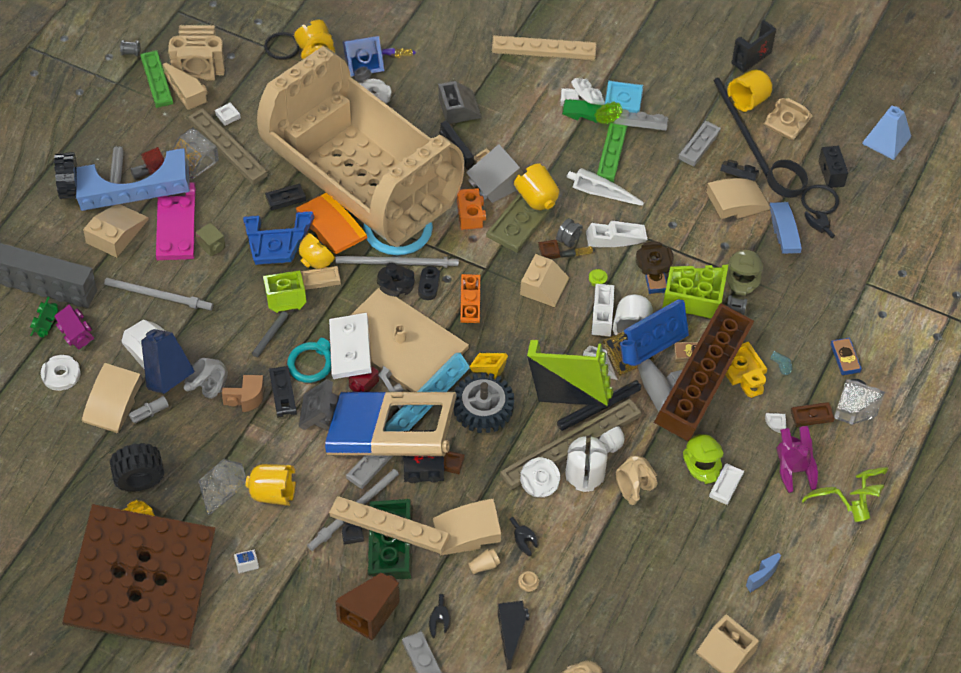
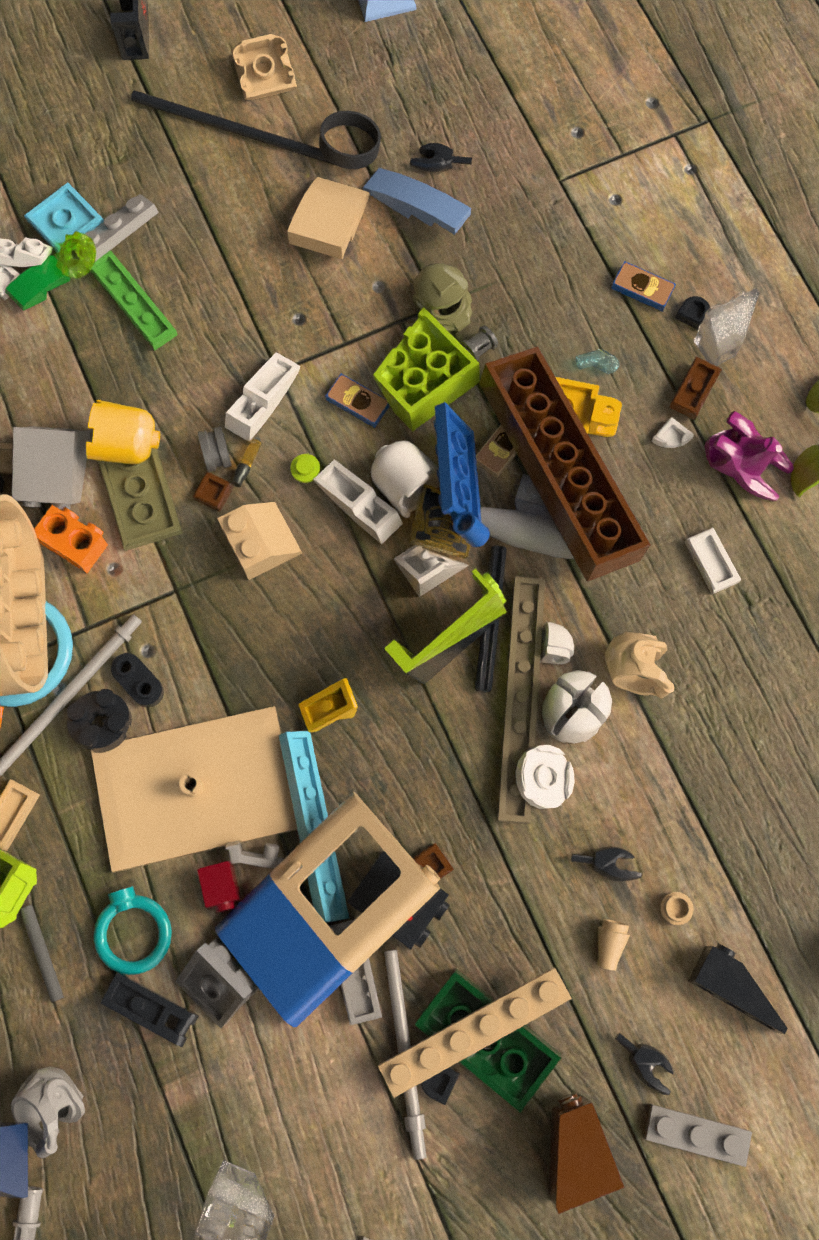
camera: 50 degrees left, 20 degrees up
(248, 396) = (121, 1060): medium nougat brick -> none
(272, 484) = (290, 1145): yellow cylinder -> none
(350, 346) = (158, 867): white plate -> none
(469, 526) = (547, 925): tan slope -> none
(470, 298) = (215, 654): orange slope -> none
(483, 403) = (382, 759): wheel -> none
(597, 185) = (170, 356): white piece -> none
(650, 266) = (334, 366): dark brown plate -> none
(699, 143) = (212, 191): light grey plate -> none
(705, 450) = (669, 555): lime helmet -> none
(747, 171) = (282, 185): black plate -> none
(750, 89) = (189, 71): yellow cylinder -> none
(824, 187) = (409, 109): black tyre -> none
(833, 166) = (377, 77): black brick -> none

